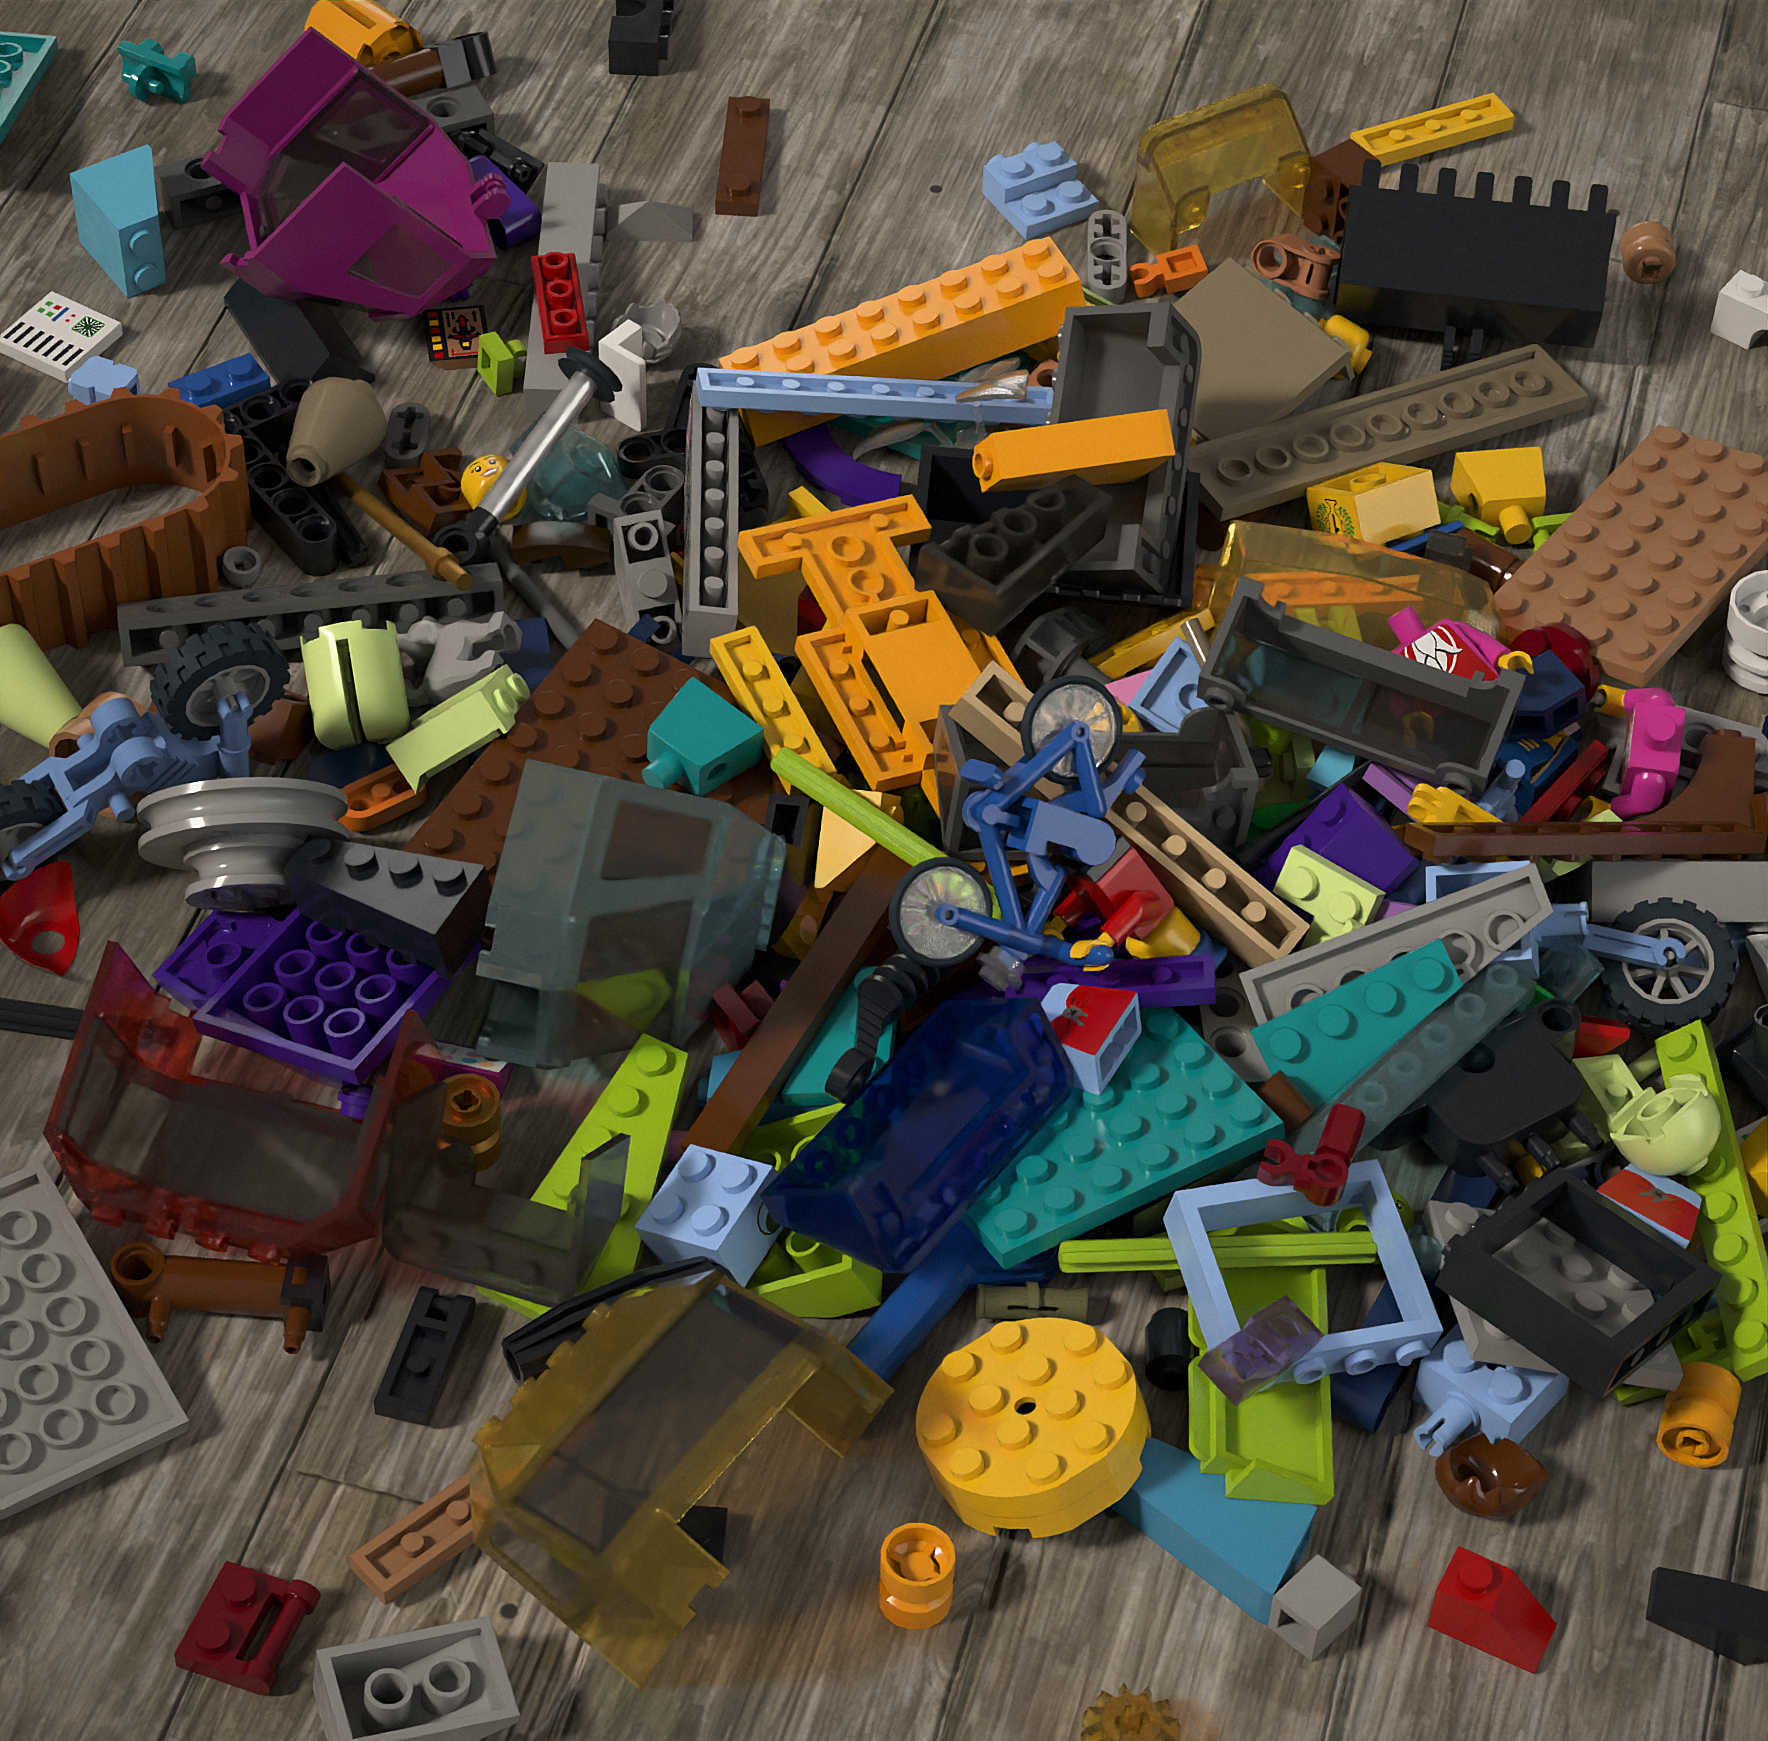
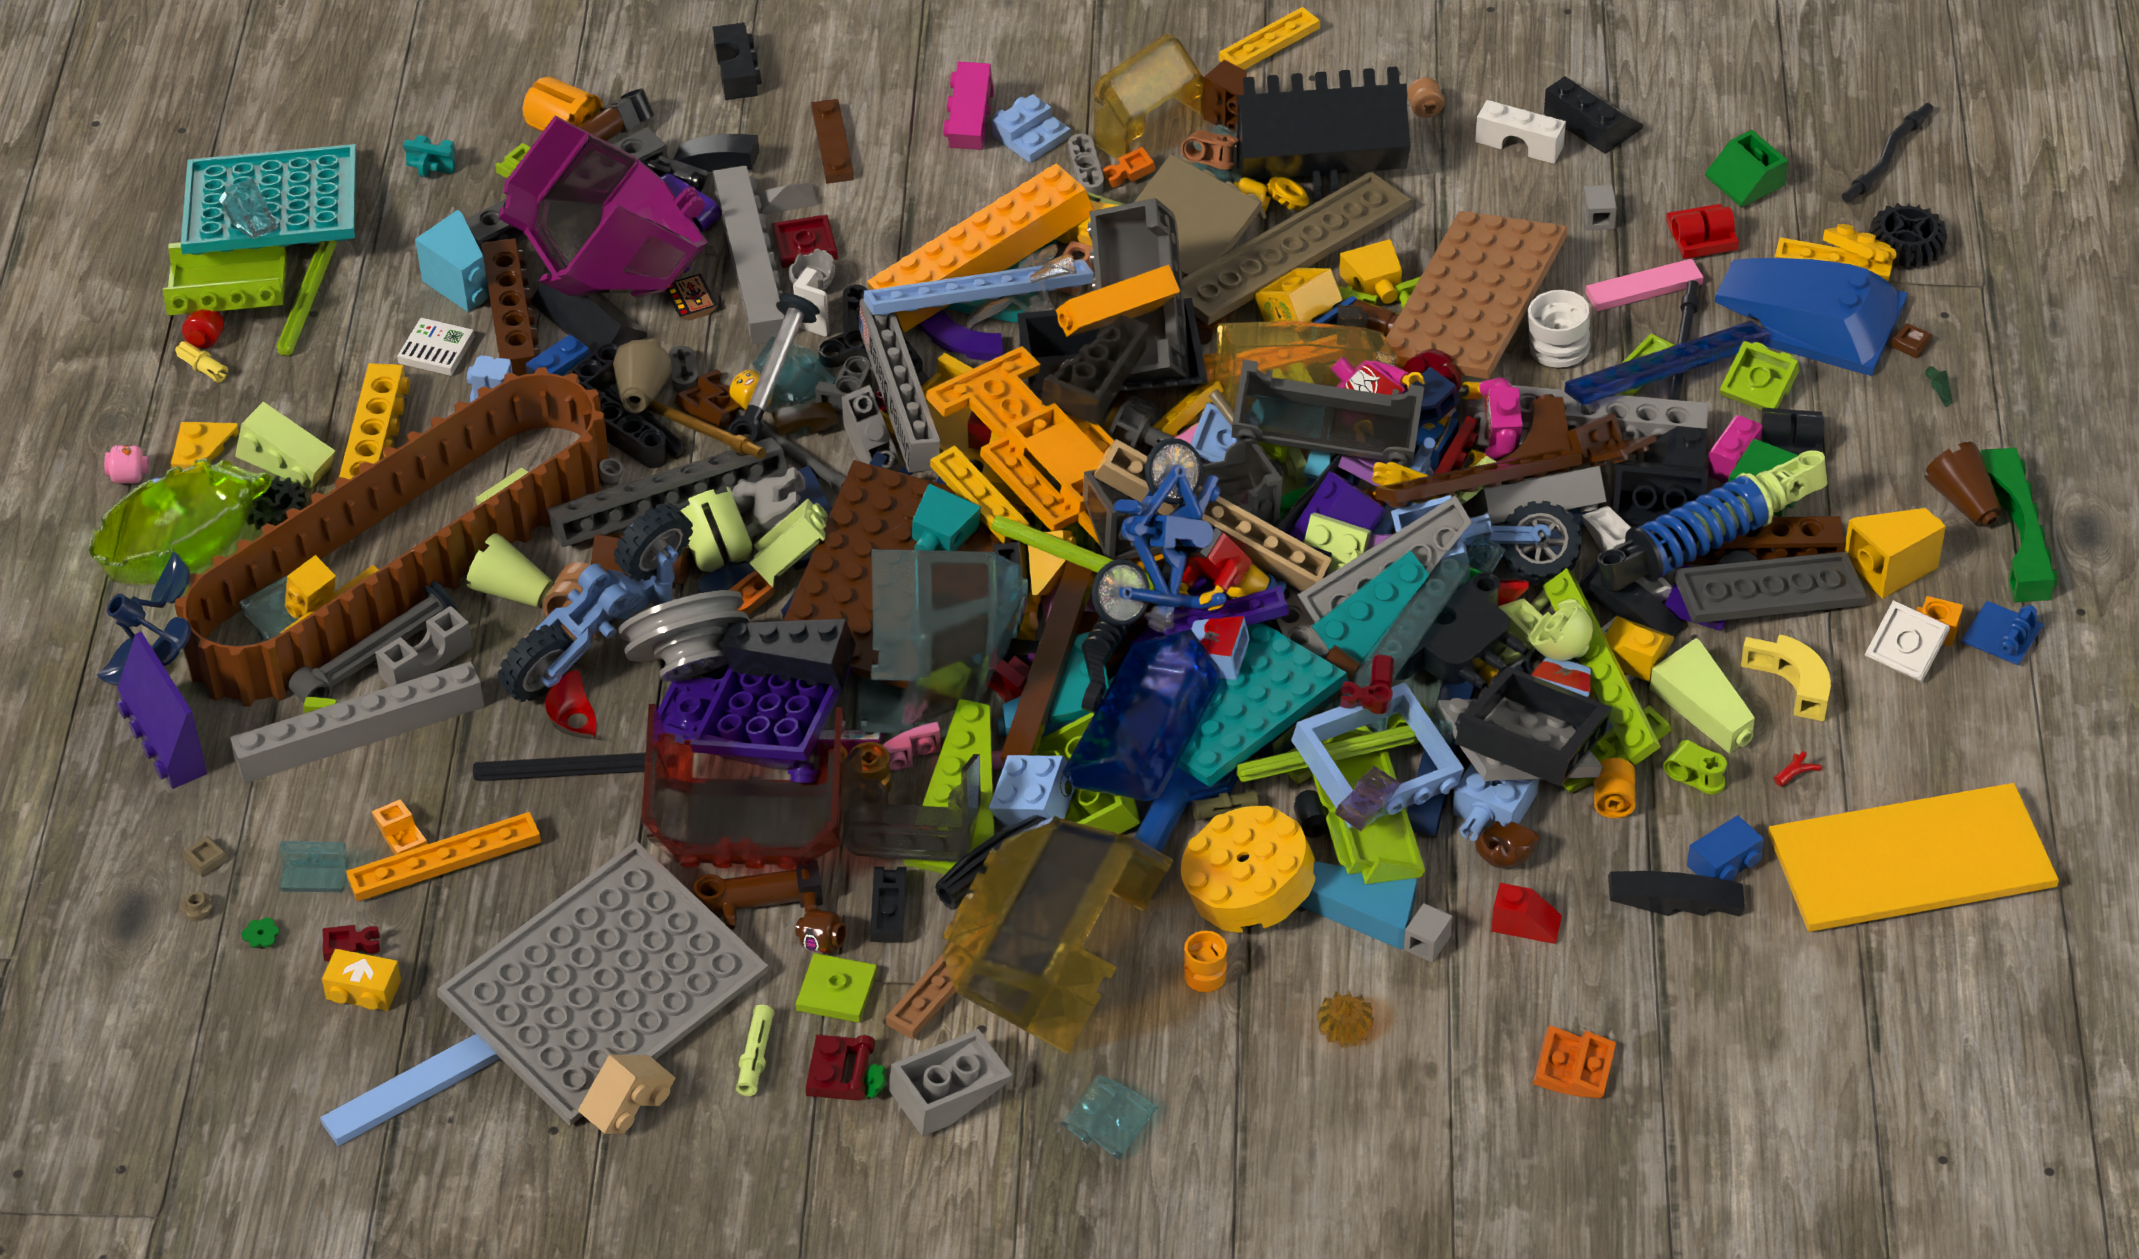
camera: 10 degrees left, 0 degrees up
(85, 1616) = (753, 1061): none -> yellowish green pin
(185, 295) = (510, 303): none -> reddish brown brick
(290, 1483) = (836, 987): none -> lime plate
(294, 1668) = (875, 1080): none -> green plant
(295, 1379) = (821, 931): none -> reddish brown head
(499, 362) = (725, 309): lime tile -> none
(559, 302) = (754, 263): red tile -> none
(560, 1088) = (912, 743): none -> bright pink slope
(573, 139) = (719, 151): none -> black slope
(651, 278) = (803, 237): none -> dark red tile
(956, 140) = (969, 105): none -> dark pink wedge
(1400, 351) = (1288, 193): none -> yellow gear

